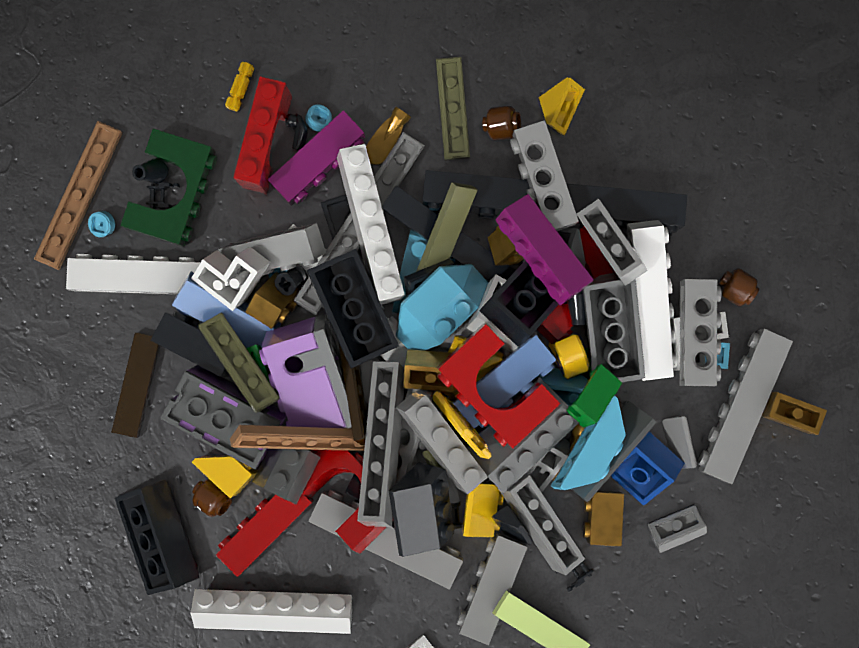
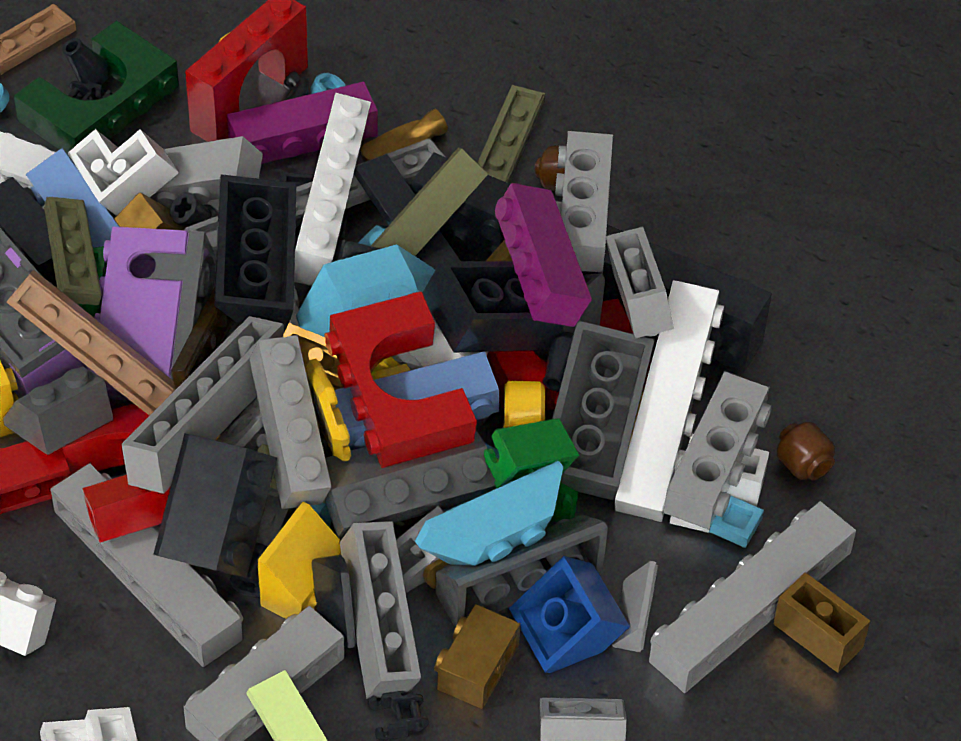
camera: 20 degrees right, 35 degrees down
(561, 103) = (655, 182): yellow slope -> none

